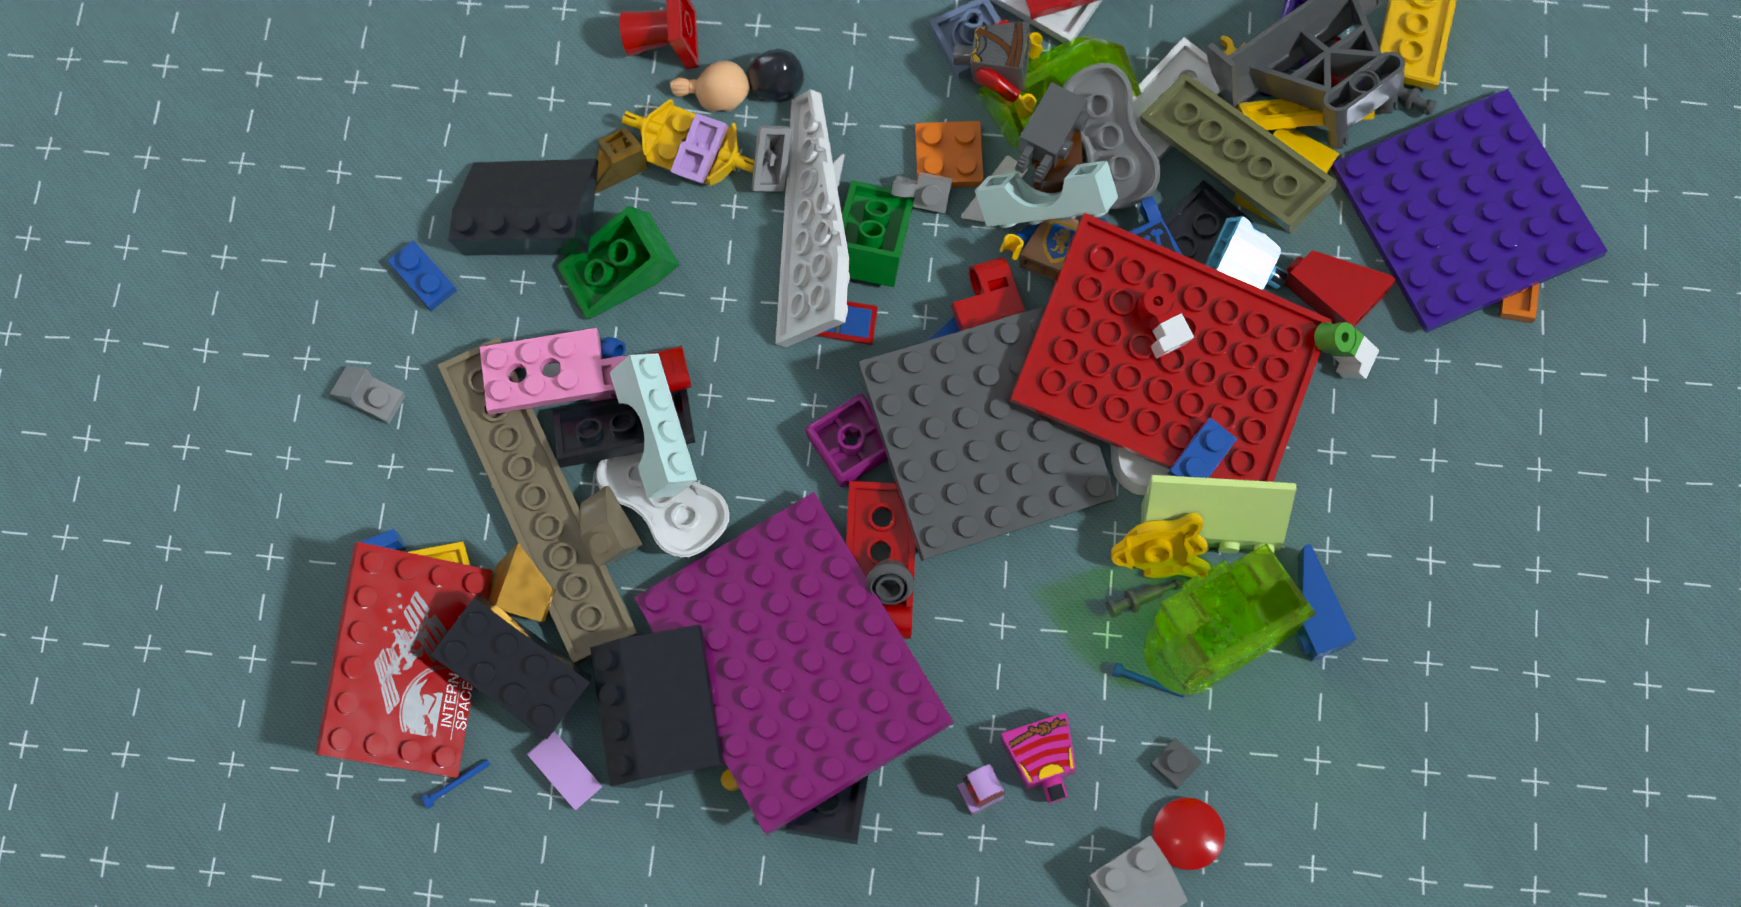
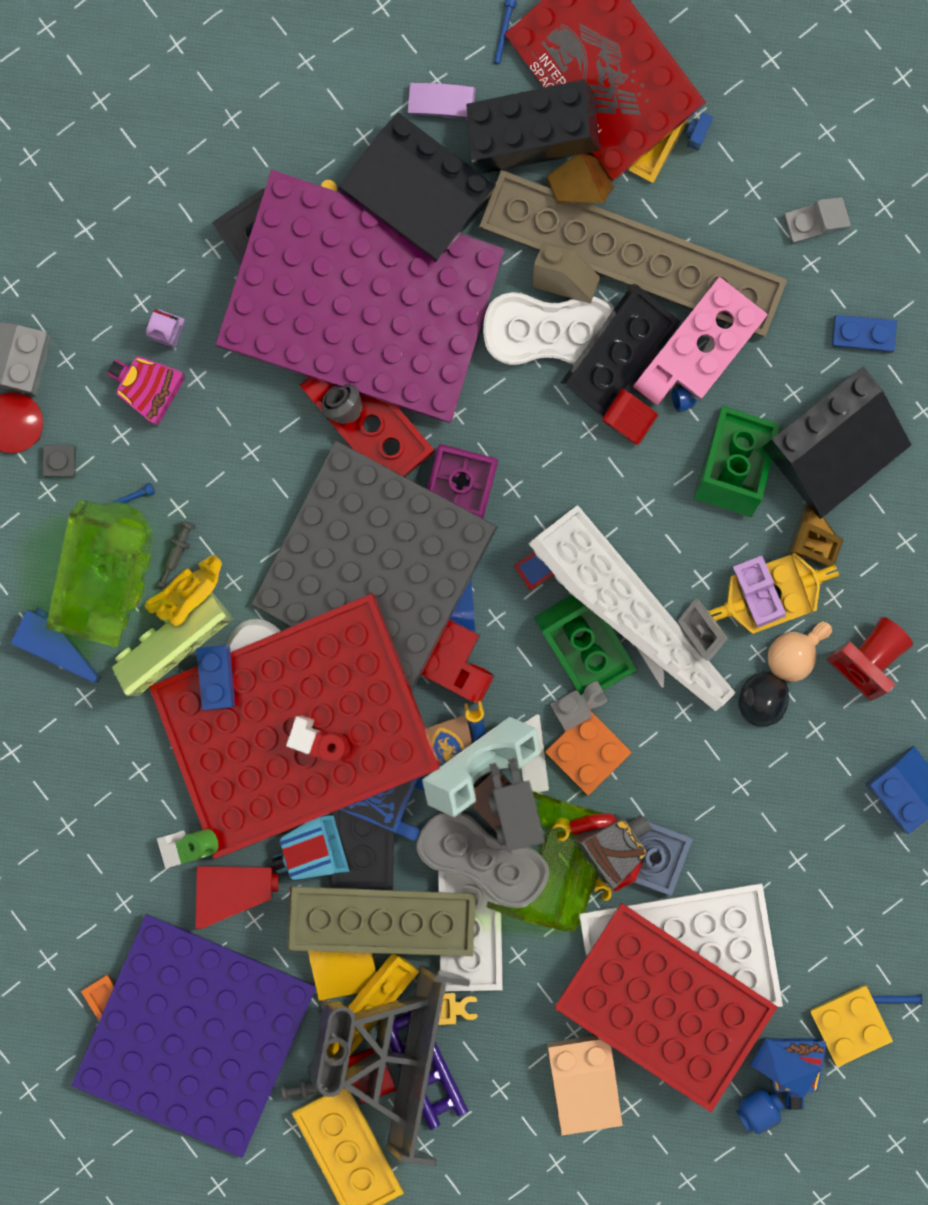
camera: 135 degrees right, 15 degrees up
(665, 460) = (564, 348): light aqua arch -> none

